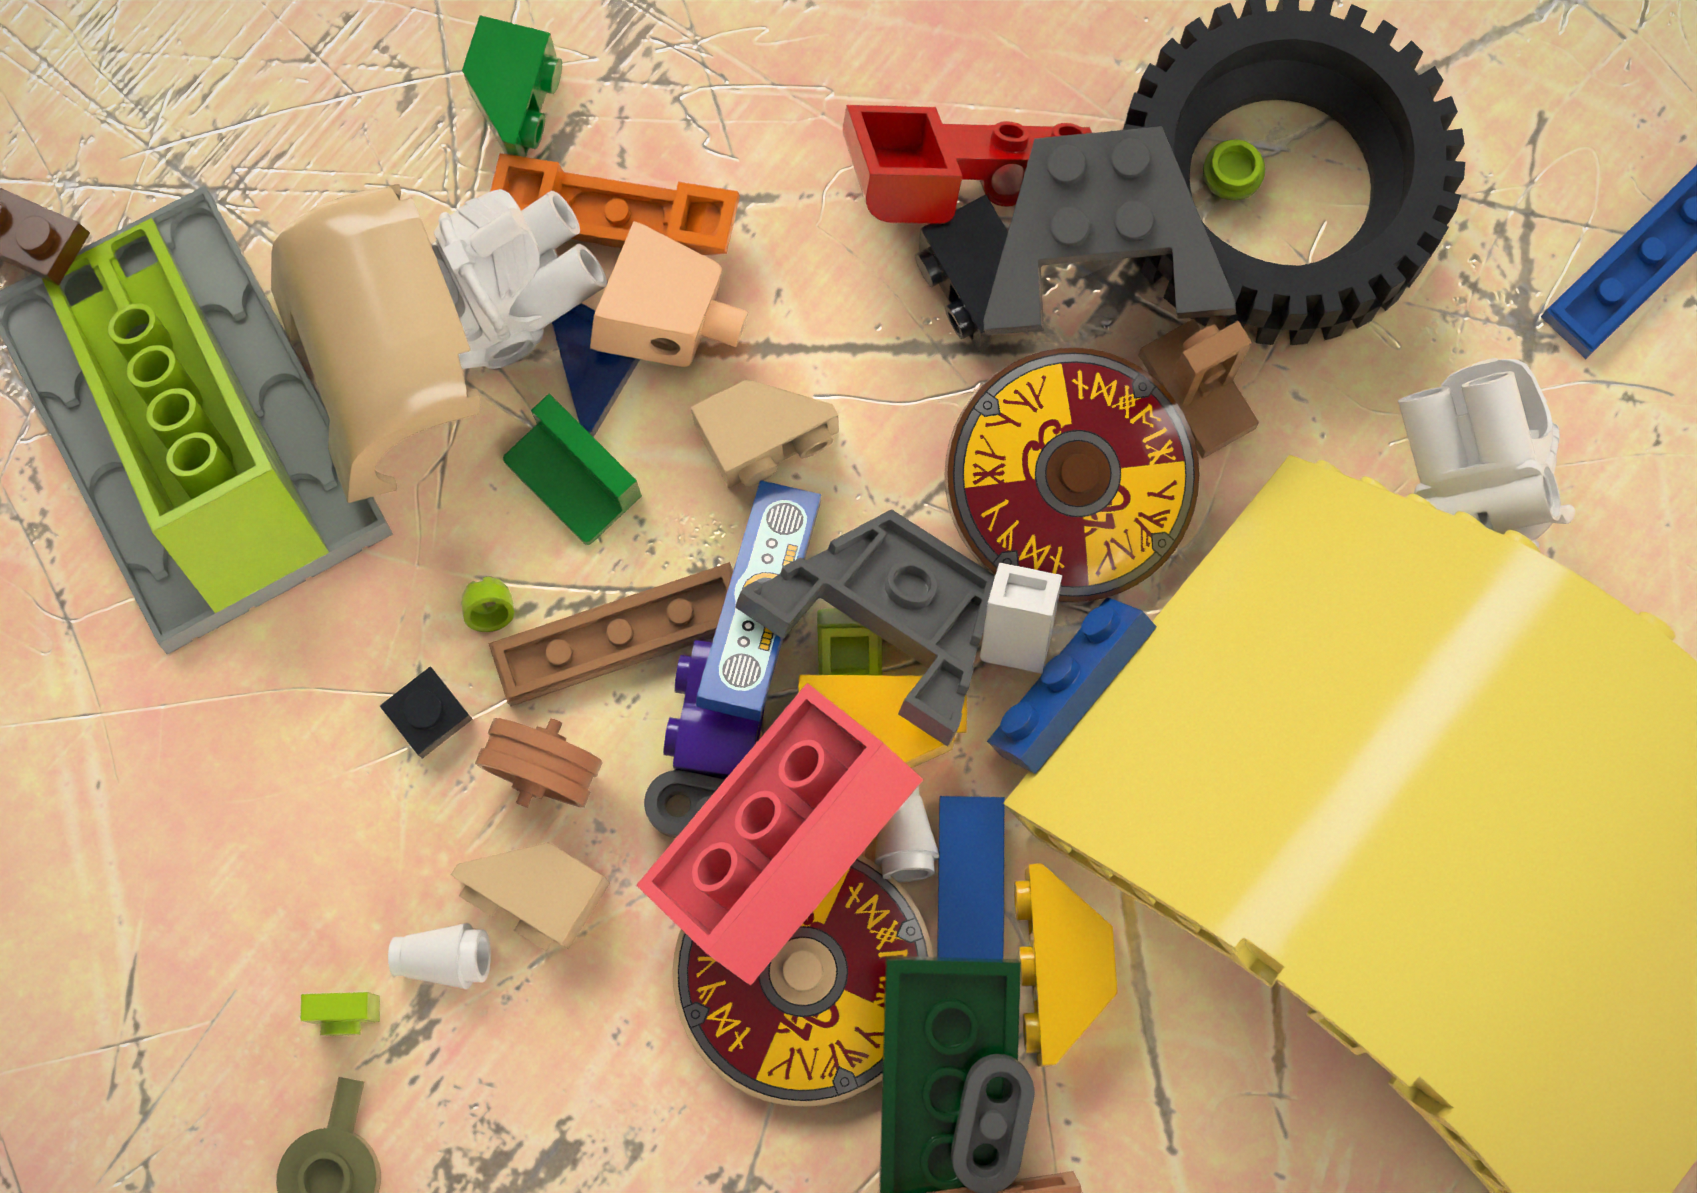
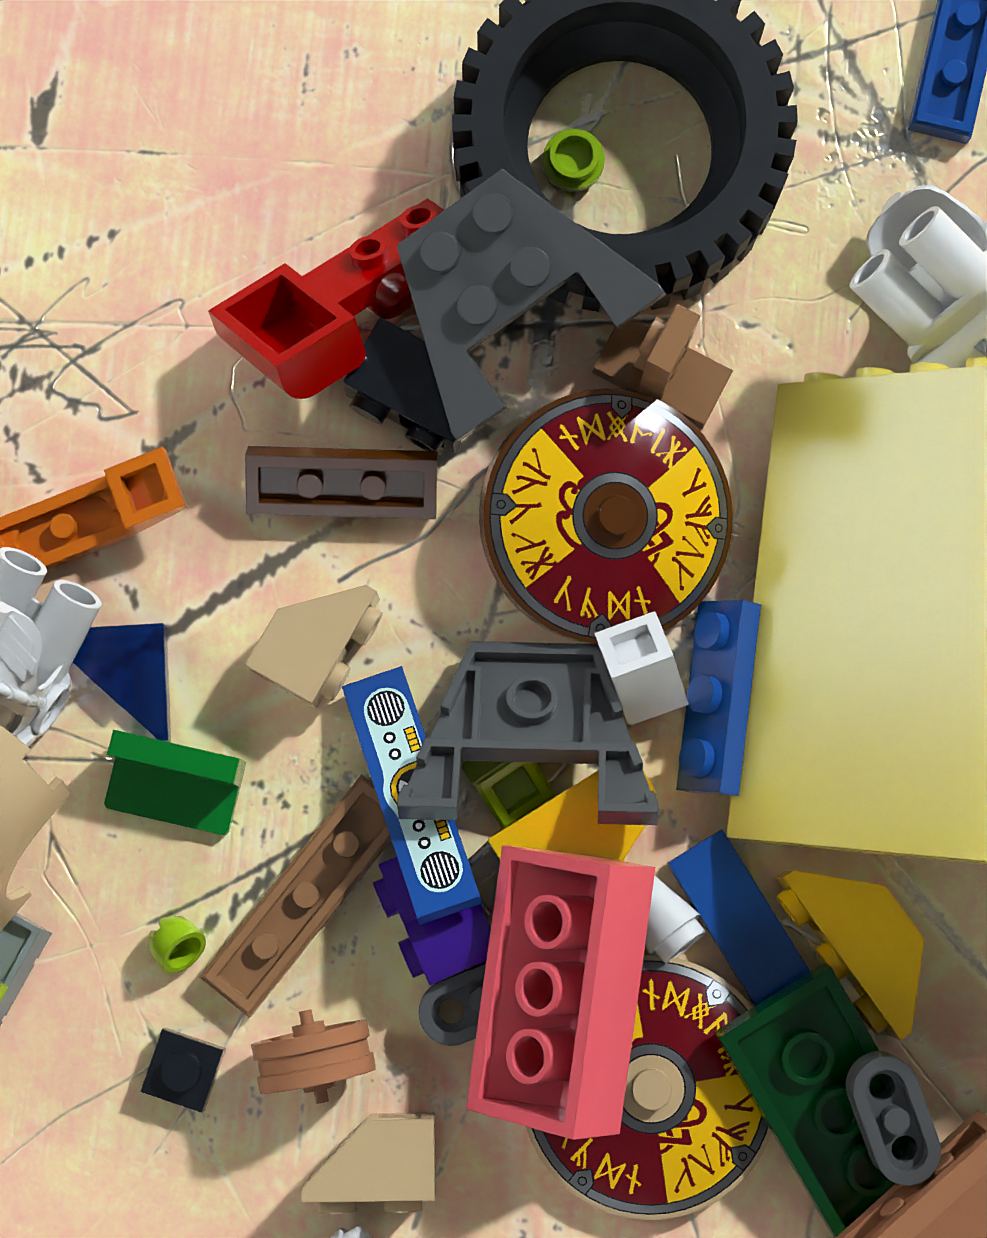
camera: 35 degrees left, 5 degrees up
(662, 302) = (158, 584): light nougat torso -> none
(868, 313) = (341, 482): none -> plate

